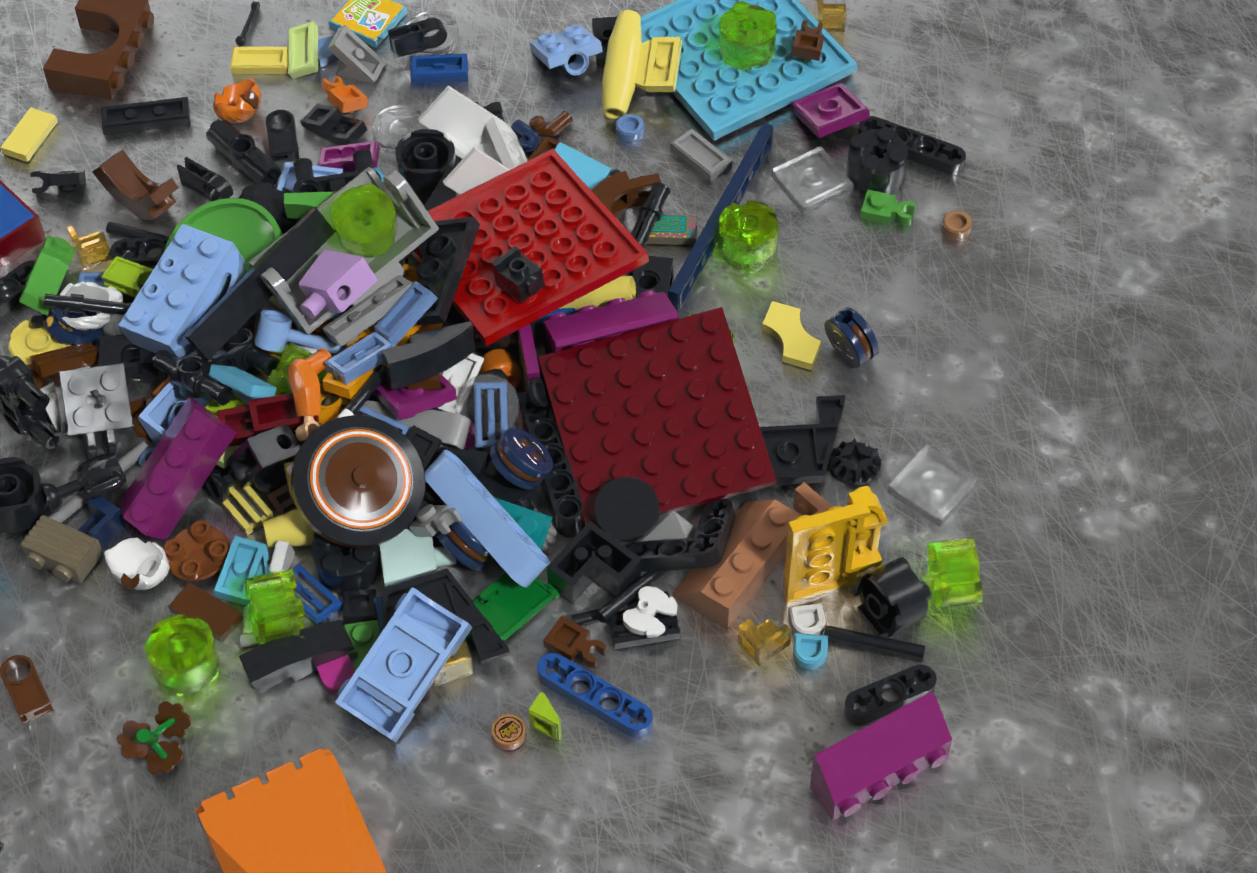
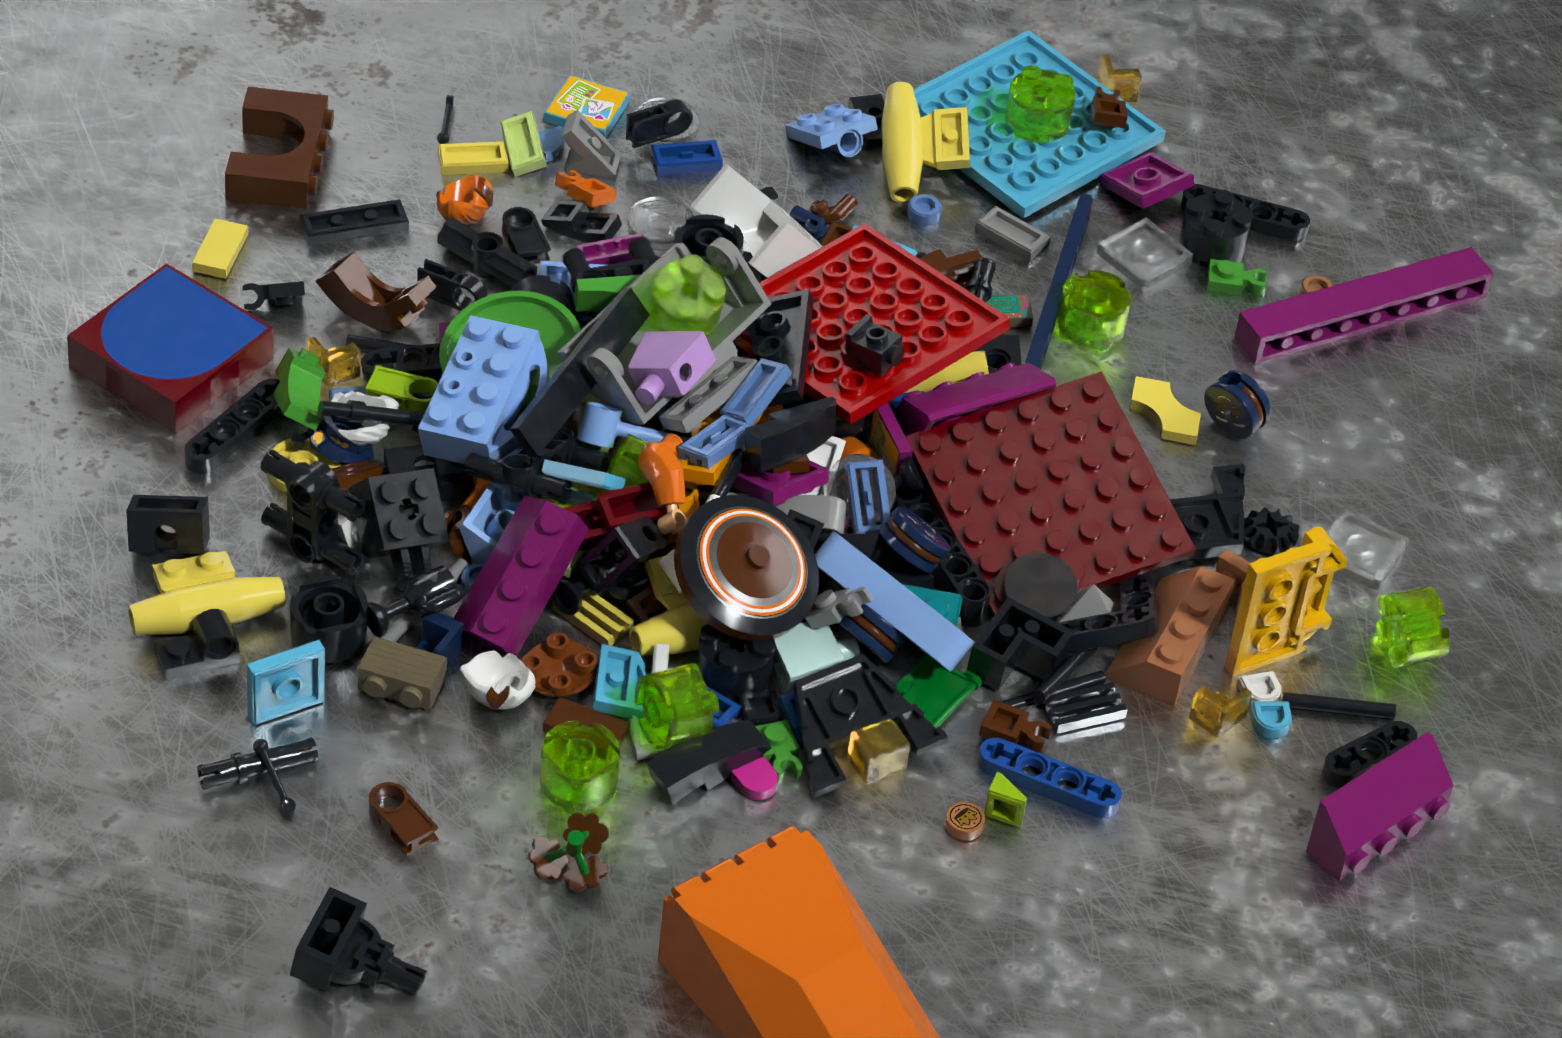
camera: 15 degrees left, 10 degrees down
(403, 664) = (838, 755): light blue piece -> none
(642, 619) = (1084, 695): white piece -> none
(891, 597) = (1351, 655): black brick -> none
(993, 242) = (1362, 305): none -> magenta brick

